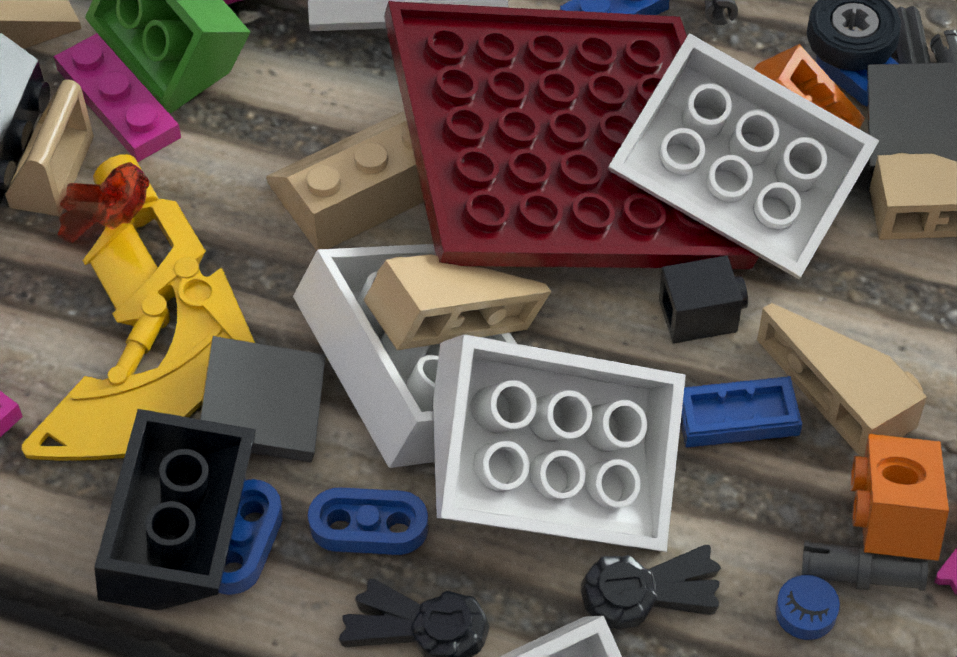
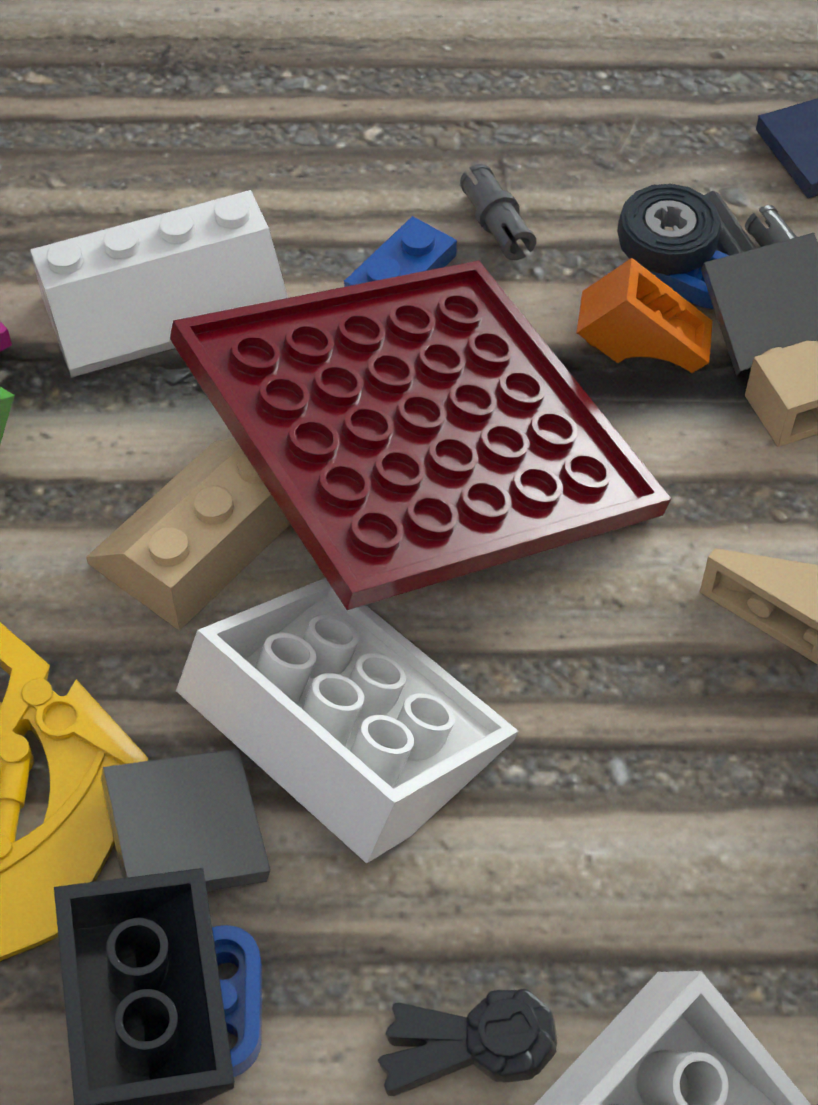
camera: 20 degrees left, 0 degrees up
(369, 519) = (362, 929): blue plate -> none
(434, 301) = (357, 652): tan slope -> none
(555, 442) = (550, 780): white slope -> none
(628, 592) = (688, 927): black piece -> none
(701, 299) = (630, 564): black brick -> none
(739, 412) = (720, 679): blue plate -> none
(743, 155) = (618, 393): white slope -> none

